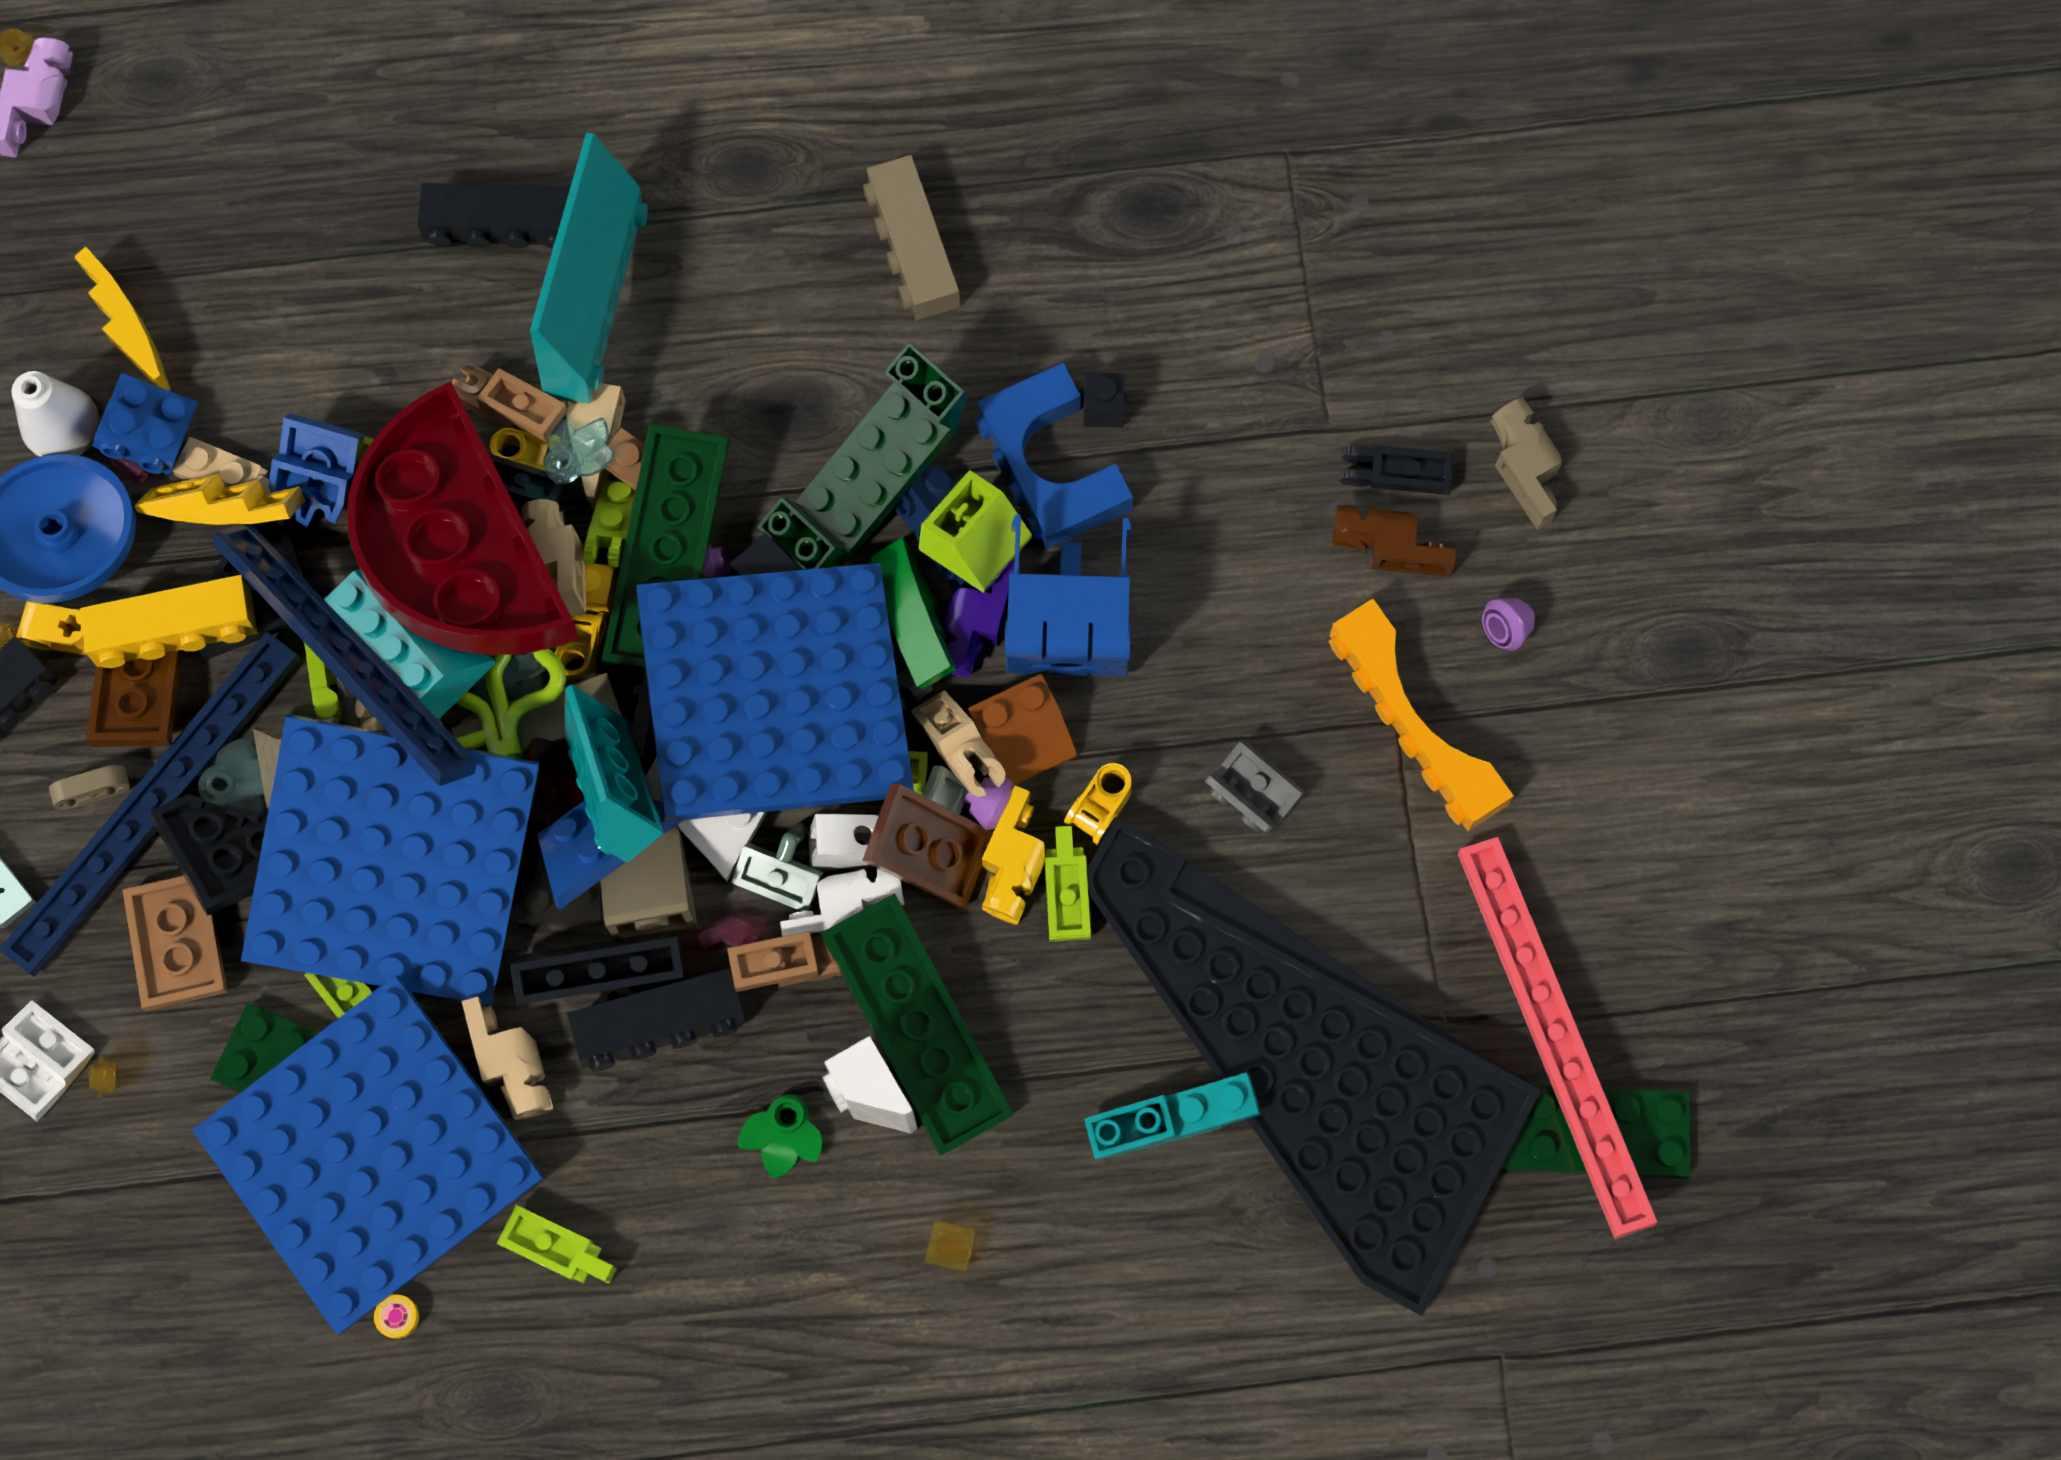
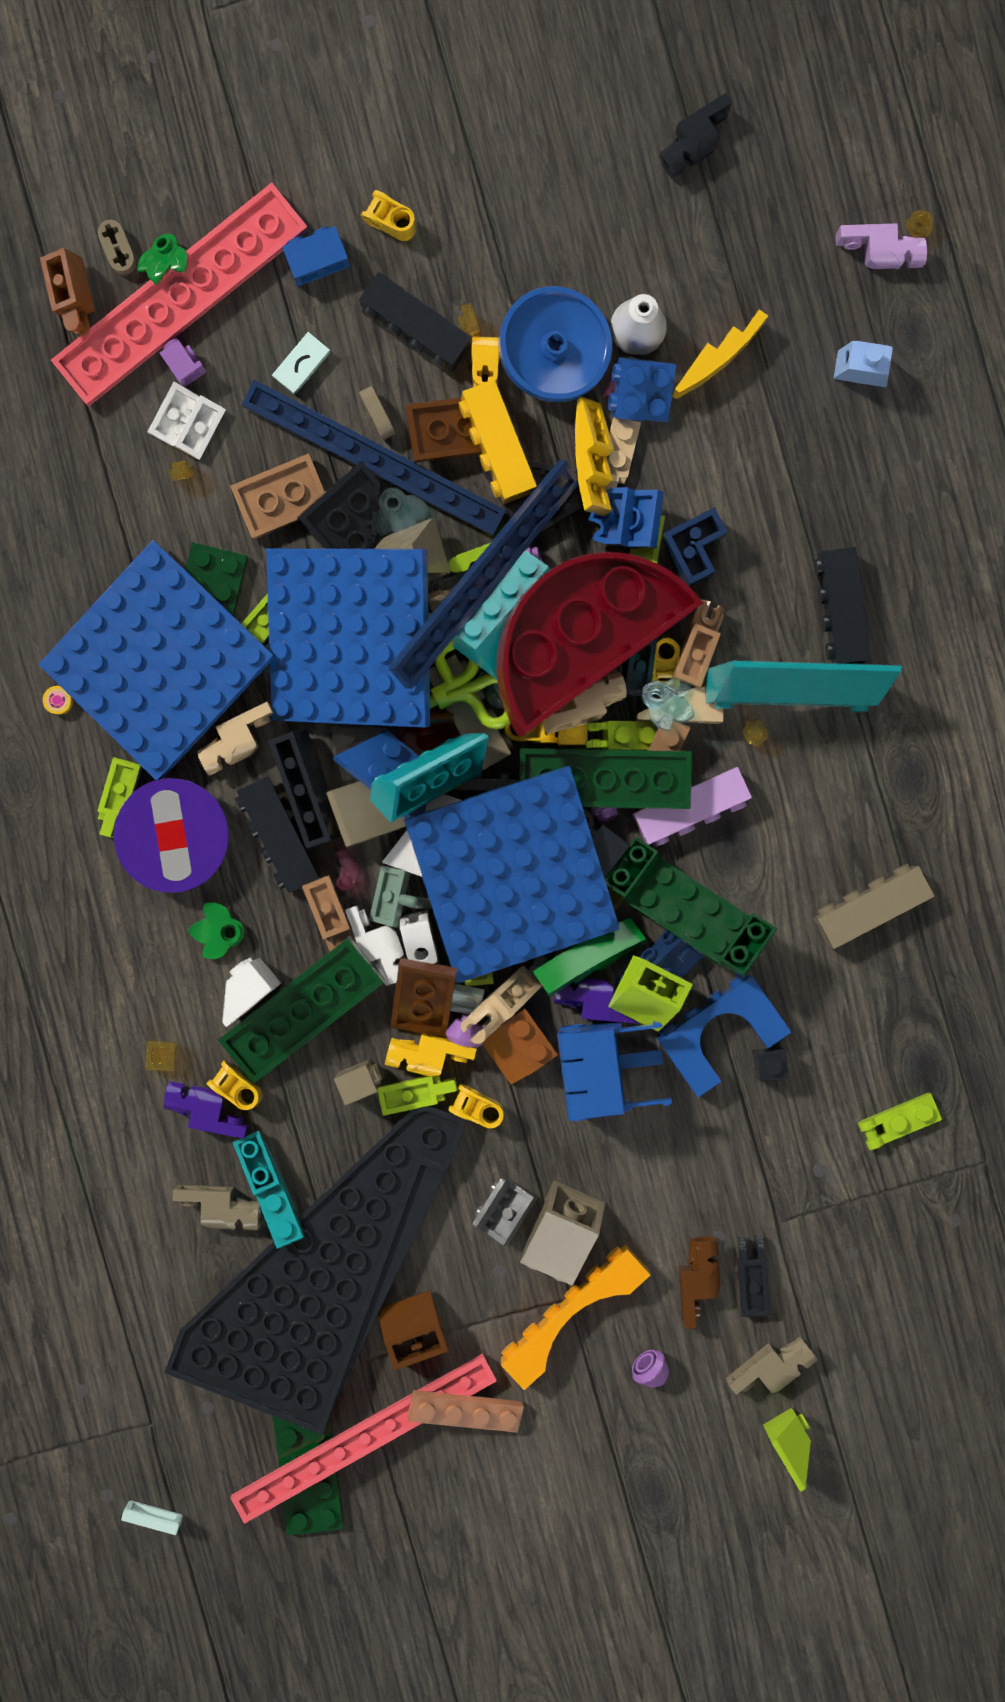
camera: 70 degrees right, 15 degrees up
(180, 132) = (866, 363): none -> light blue torso
(370, 396) = (687, 544): none -> dark blue brick
(626, 1170) = (171, 835): none -> dark purple piece
(646, 352) = (755, 732): none -> clear yellow plate
(720, 412) = (707, 802): none -> lavender brick
(1012, 1144) = (234, 1085): none -> yellow piece
(1033, 957) = (358, 1081): none -> dark tan brick
(1039, 1193) = (204, 1109): none -> dark purple plate
(1189, 1195) = (218, 1207): none -> dark tan plate
(1211, 248) = (900, 1120): none -> lime plate
(1300, 711) = (563, 1233): none -> slope
(1407, 941) = (412, 1330): none -> reddish brown slope
(1534, 885) = (465, 1411): none -> nougat plate
(1639, 451) = (792, 1444): none -> lime slope
(1639, 1371) = (152, 1517): none -> light aqua tile

